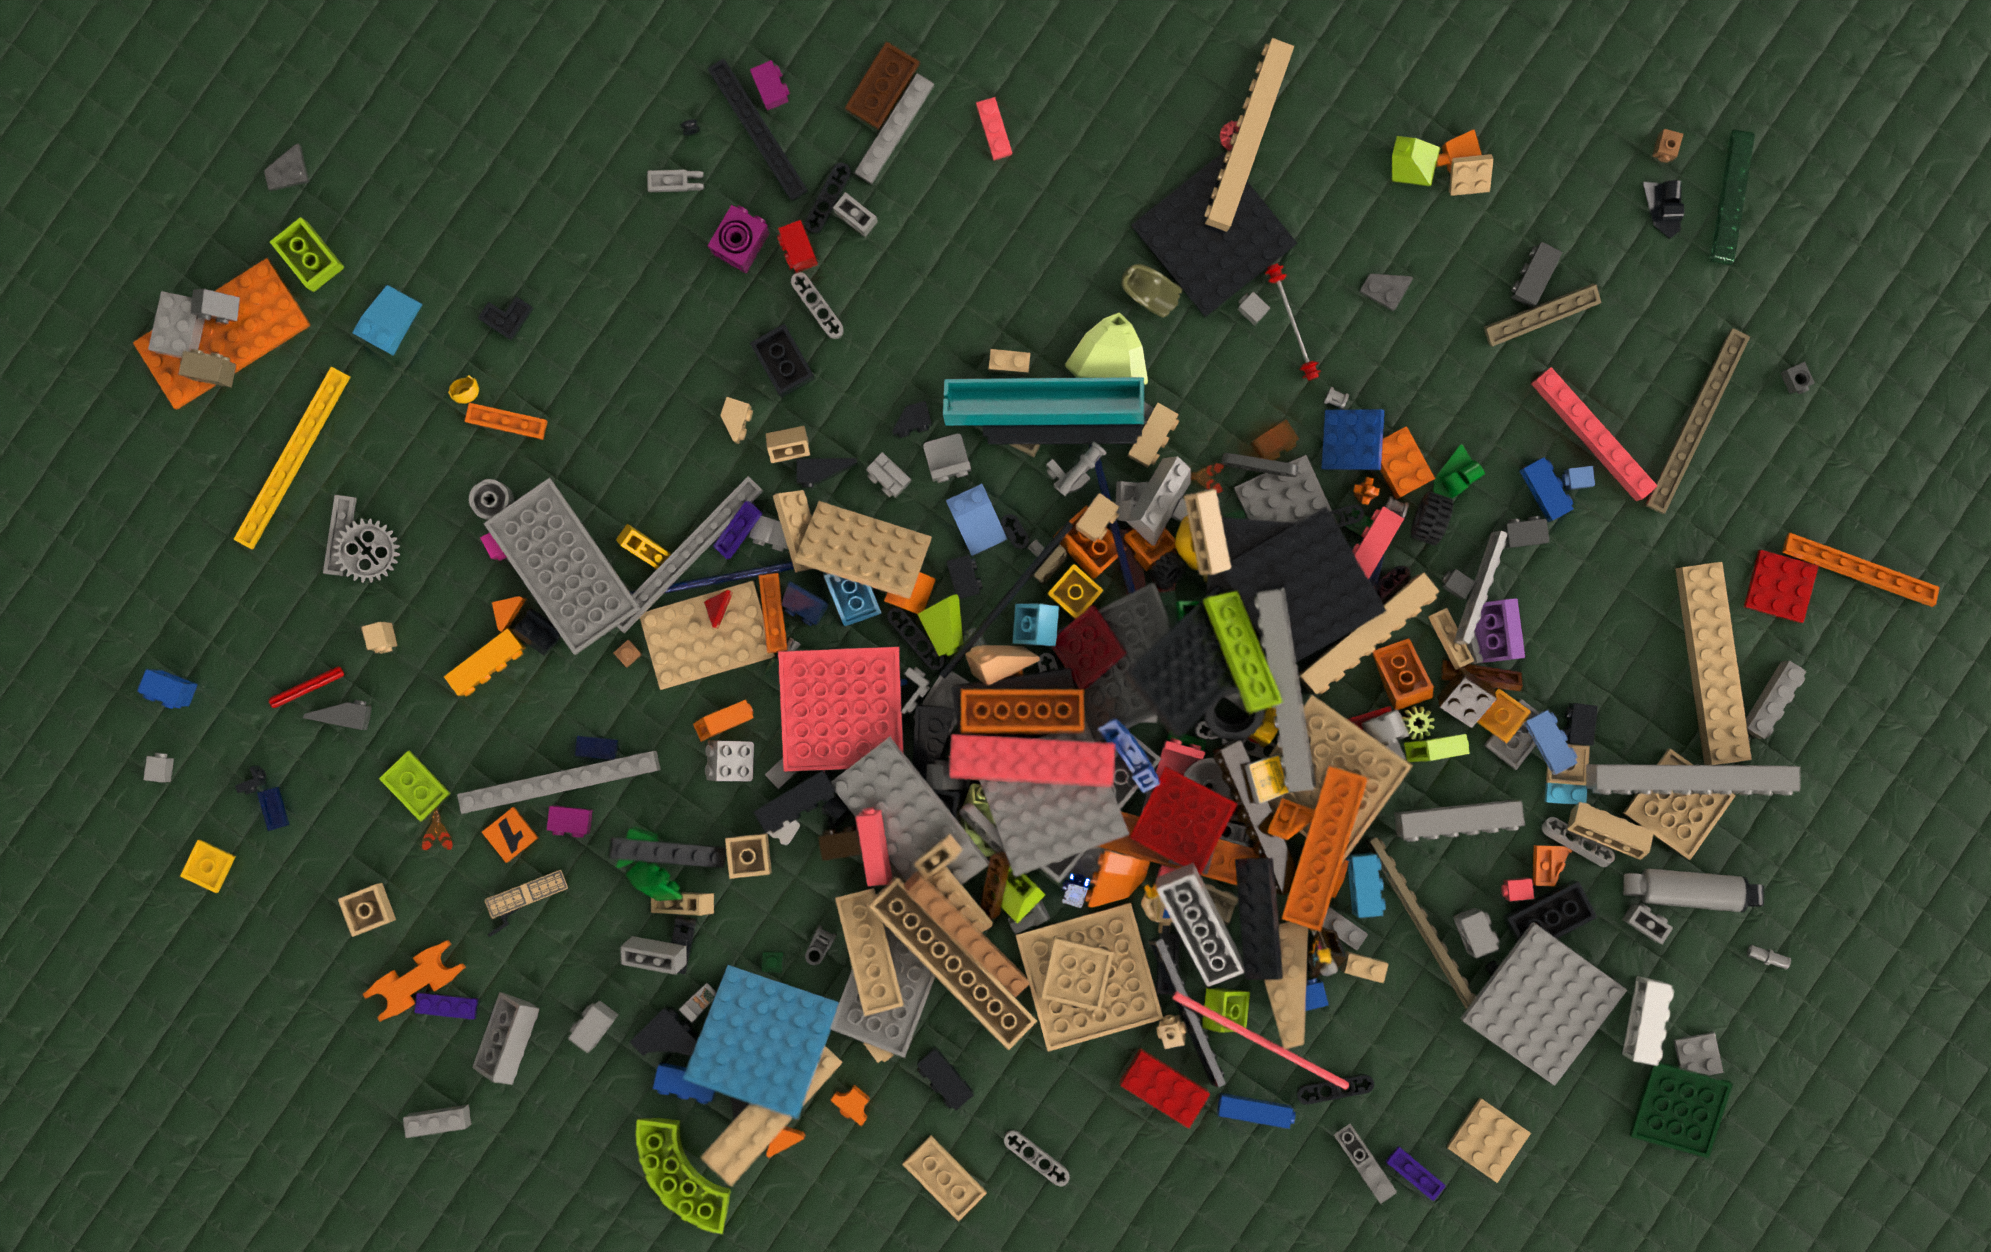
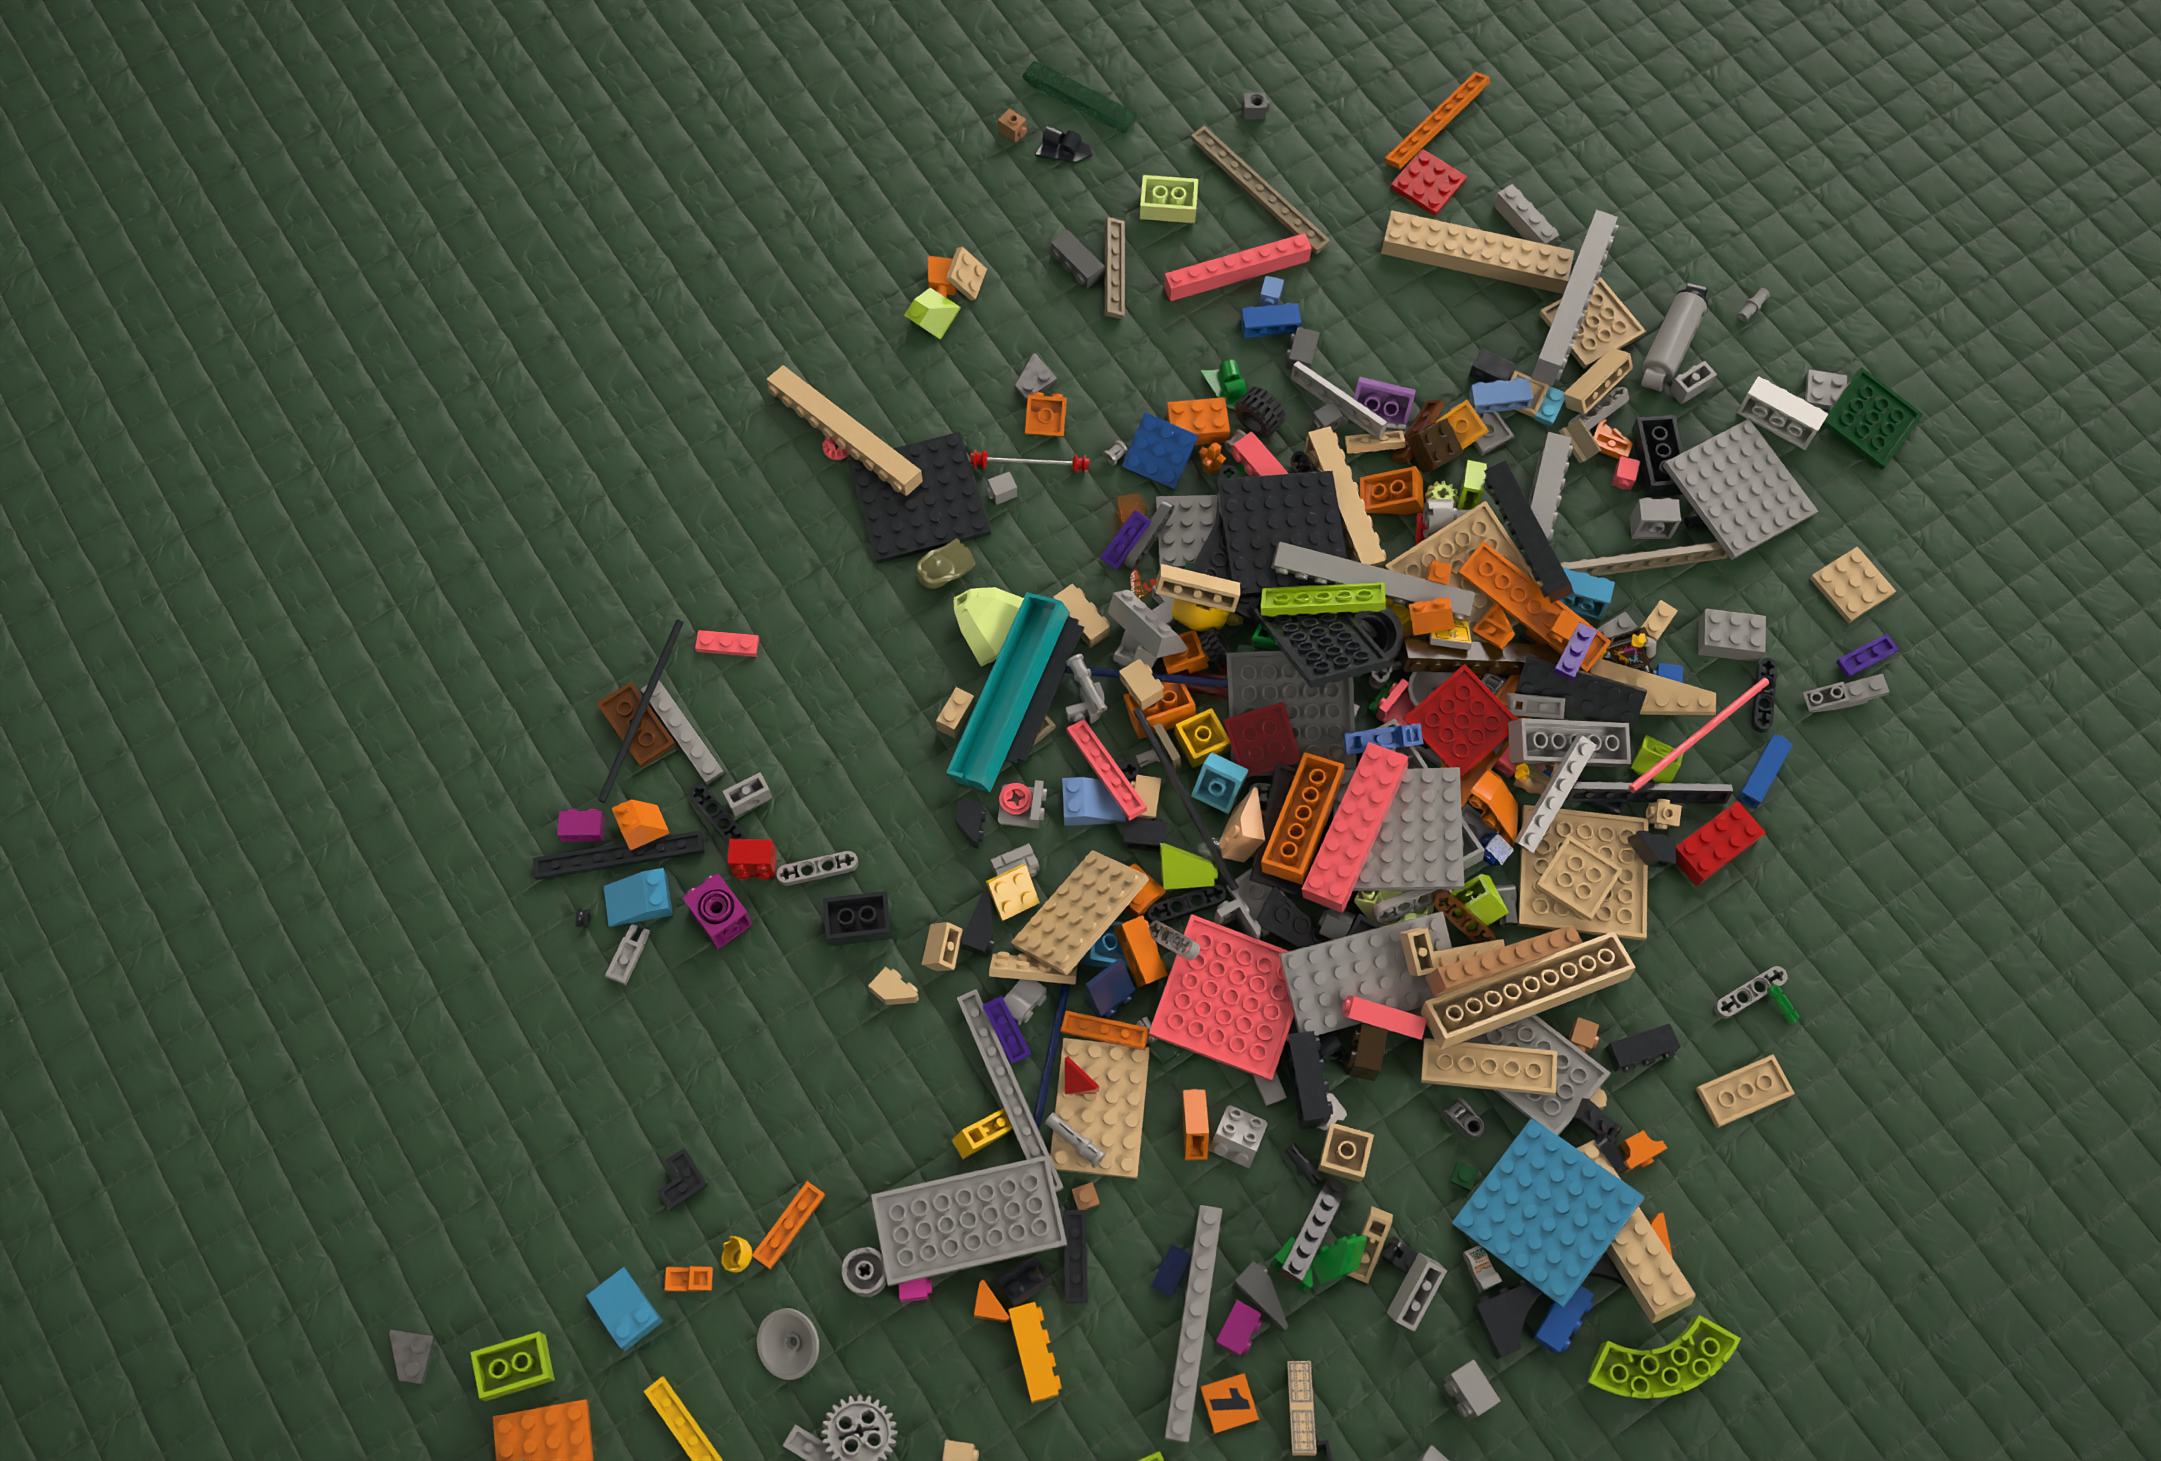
camera: 70 degrees left, 20 degrees down
(410, 463) = (777, 1343): none -> light grey dish
(432, 360) = (688, 1279): none -> orange slope
(574, 665) = (1075, 1256): none -> black plate
(608, 824) = (1260, 1291): none -> dark grey slope
(660, 635) = (1082, 1145): none -> light grey pin
(726, 166) = (638, 898): none -> dark azure slope
(727, 824) = (1303, 1164): none -> black pin
(790, 134) = (639, 822): none -> orange slope
(835, 1080) = (1611, 1153): none -> black beam
(852, 616) = (1140, 951): none -> orange brick
(859, 1060) = (1596, 1120): none -> black plate
(861, 484) = (1012, 892): none -> yellow plate
(871, 640) = (1173, 939): none -> light grey beam
(895, 84) = (640, 711): none -> black piece
(934, 1024) = (1584, 1034): none -> medium nougat brick
(950, 441) = (1022, 792): none -> coral gear
(997, 564) = (1148, 790): none -> tan brick
(1007, 519) = (1106, 769): none -> coral plate
(1035, 1189) = (1783, 1004): none -> green axle
(1131, 1034) = (1654, 849): none -> black slope
(1144, 928) = (1555, 793): none -> plate
(1227, 882) = (1536, 706): none -> light grey plate
(1243, 444) = (1125, 539): none -> dark purple plate
(1271, 757) = (1431, 616): none -> orange brick
(1292, 901) = (1575, 651): none -> plate
(1310, 882) = (1563, 627): none -> orange brick
(1318, 748) = (1438, 572): none -> orange brick
(1348, 316) = (1045, 415): none -> orange plate
(1383, 1041) = (1732, 635): none -> light grey brick
(1399, 816) = (1528, 531): none -> black brick
(1532, 834) = (1582, 440): none -> dark tan panel
(1643, 336) = (1168, 199): none -> yellowish green brick

